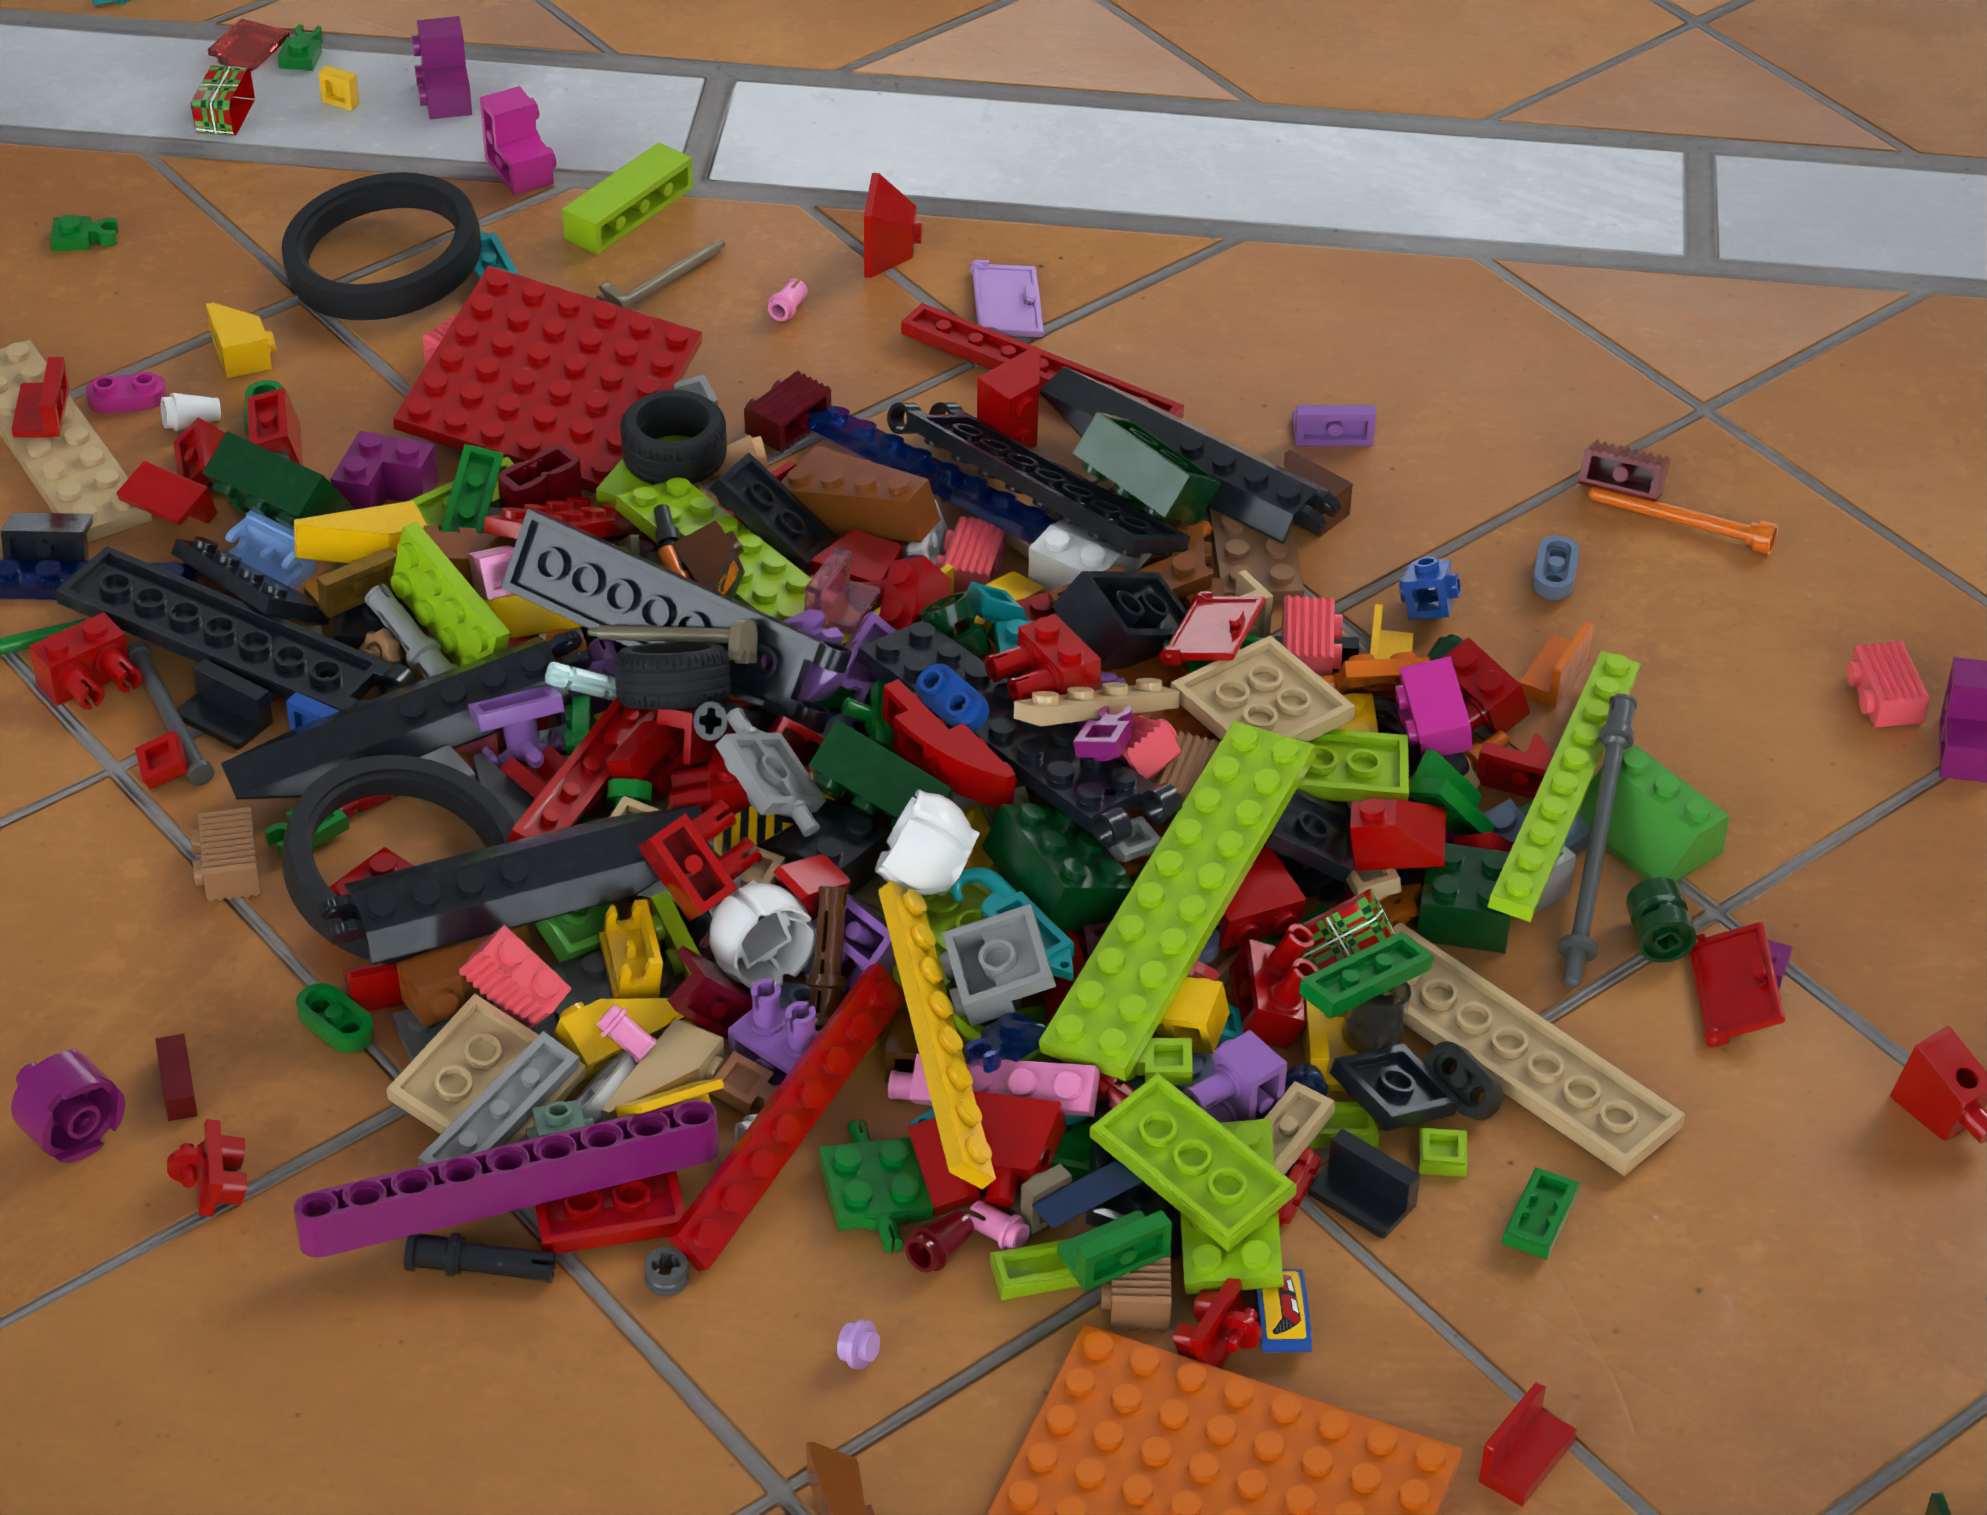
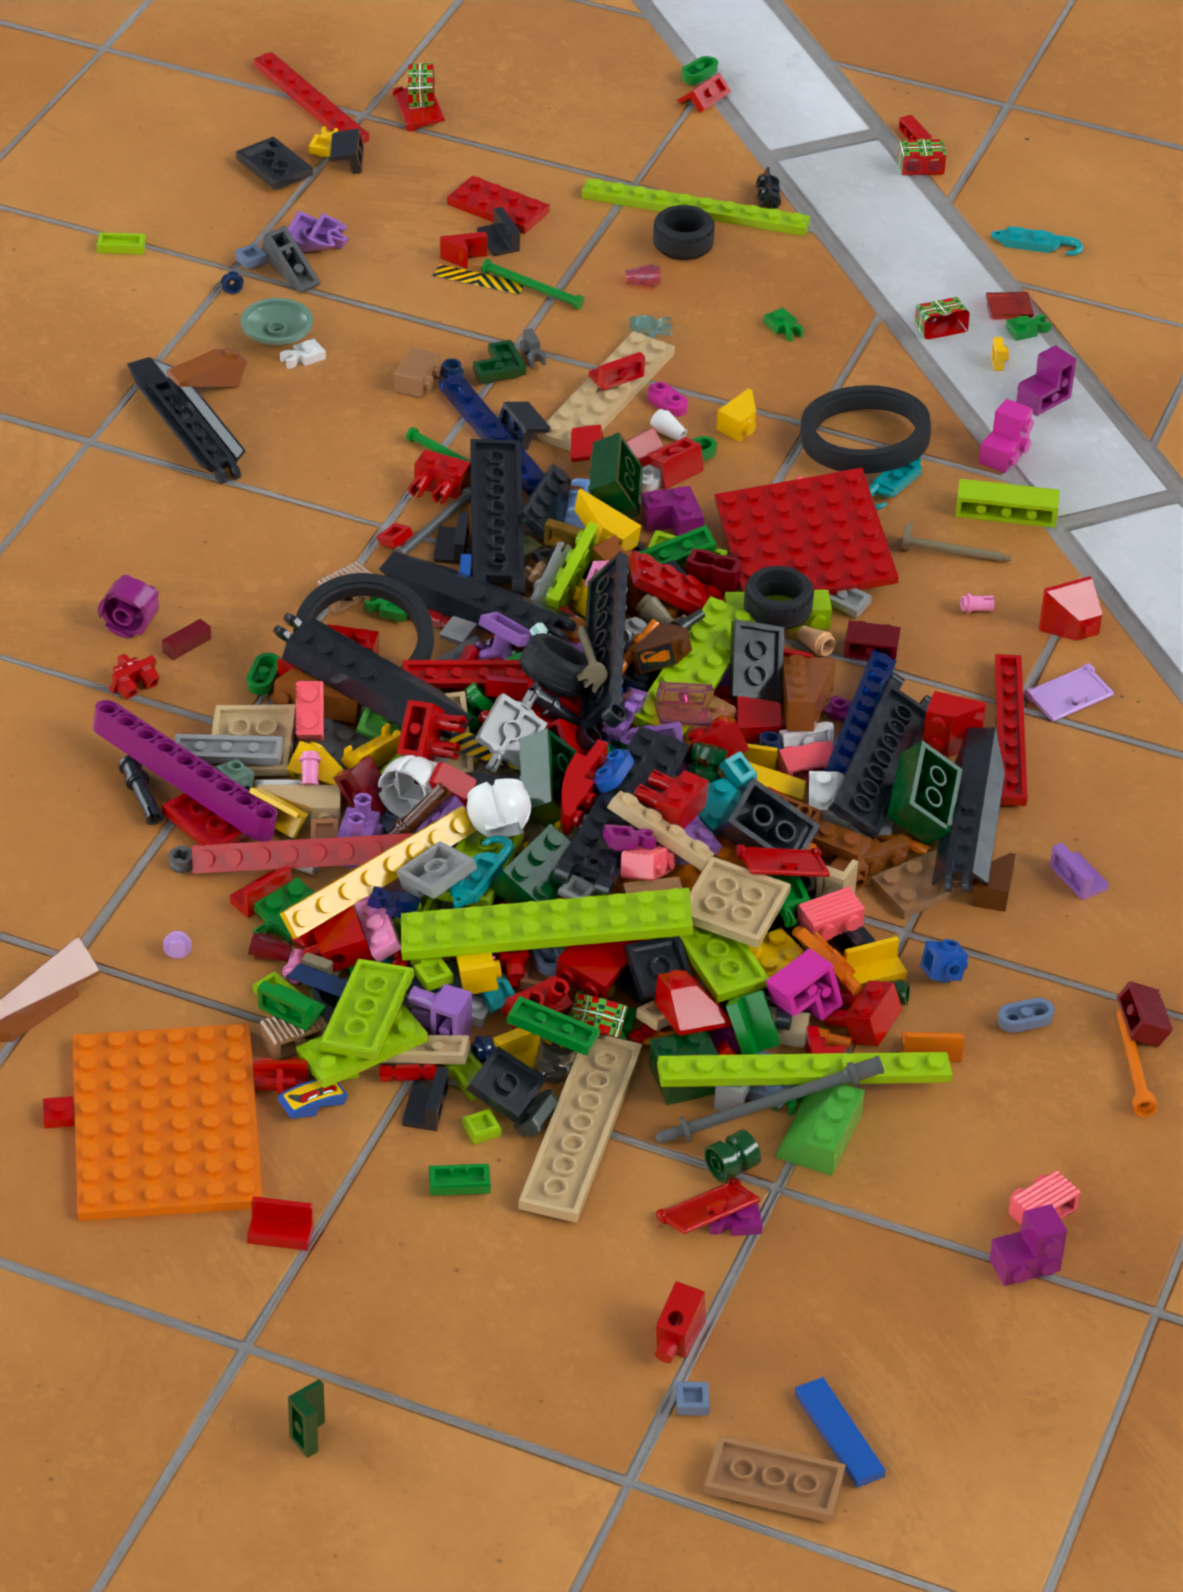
camera: 60 degrees right, 0 degrees up
(809, 1204) = (258, 889): none -> red panel

